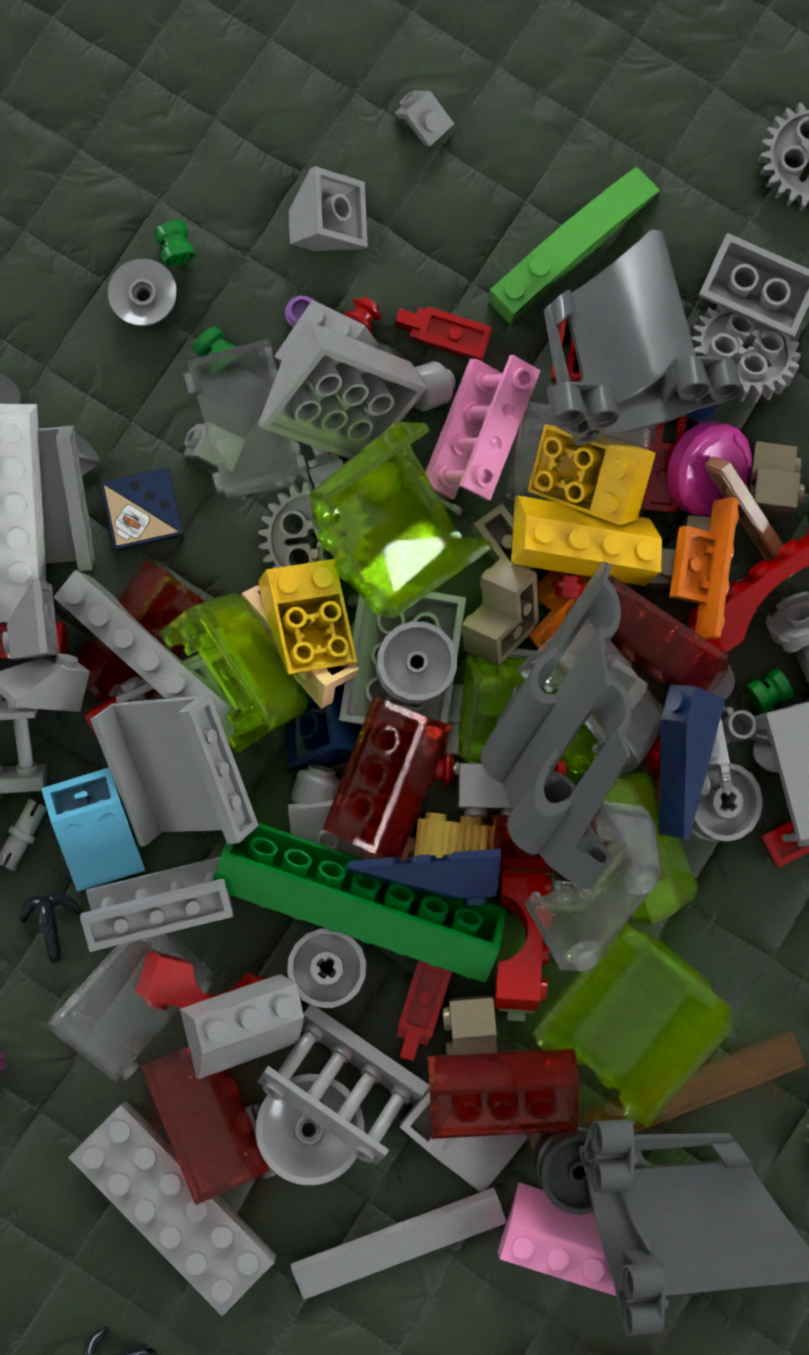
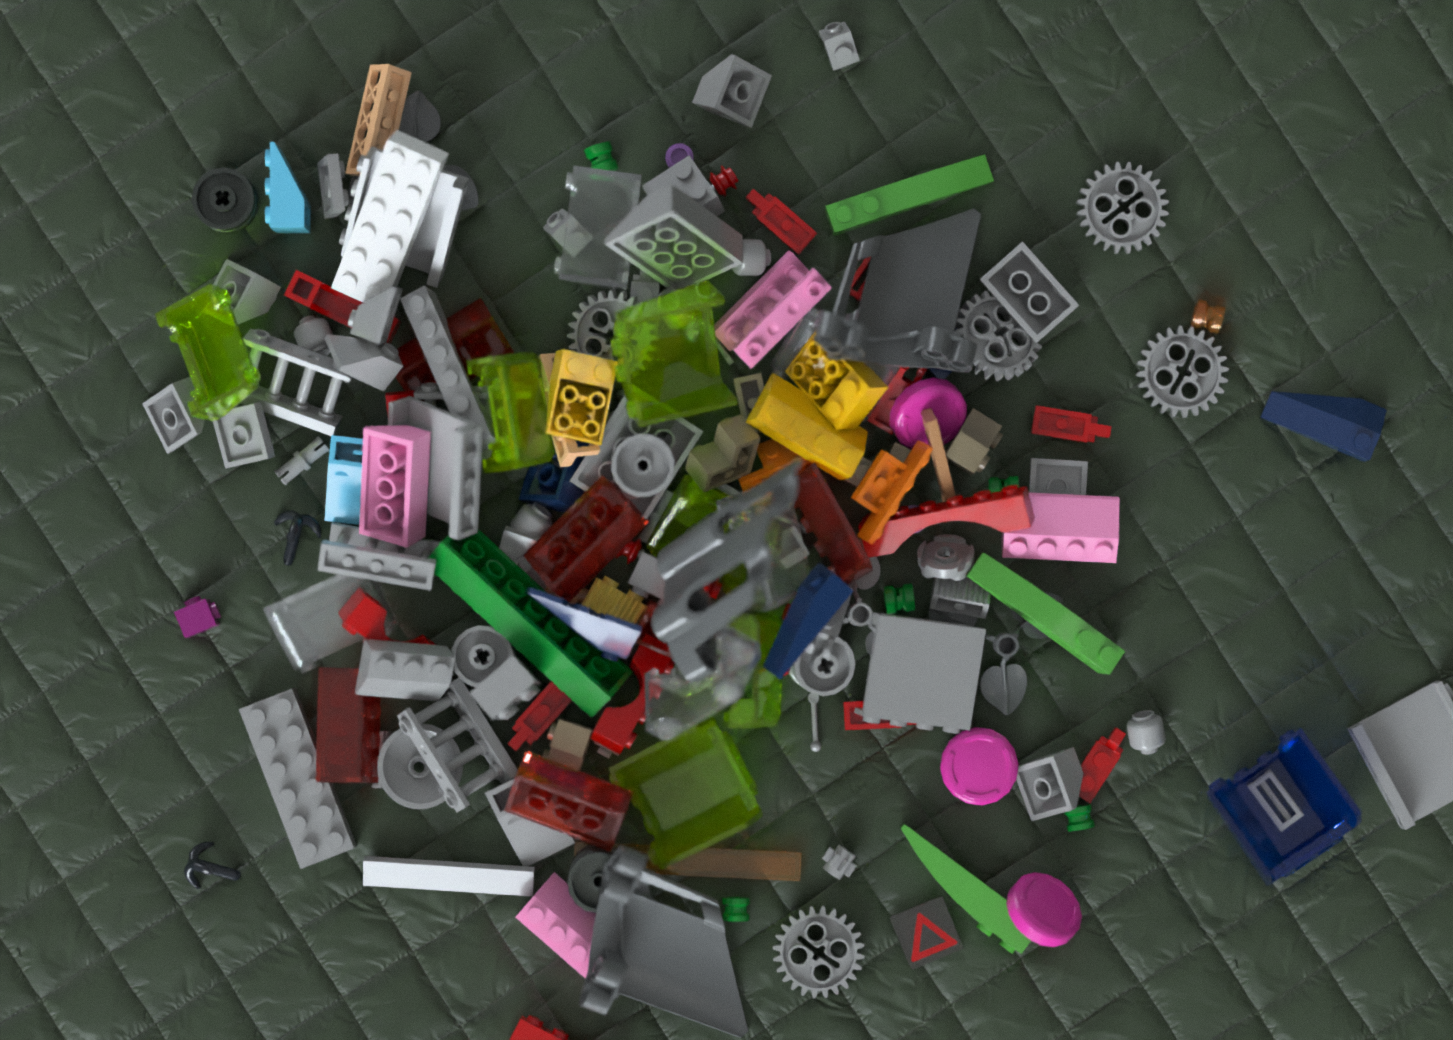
camera: 25 degrees right, 5 degrees up
(137, 277) = (565, 75): light grey dish -> none
(138, 811) = (394, 483): none -> bright pink slope
(142, 509) = (494, 255): tile -> none
(175, 246) = (605, 65): green wheel -> none
(370, 994) = (506, 689): none -> light grey slope
(568, 587) = (781, 456): red plate -> none
(724, 849) = (815, 745): none -> light grey hinge
(748, 1131) = (736, 909): none -> green wheel

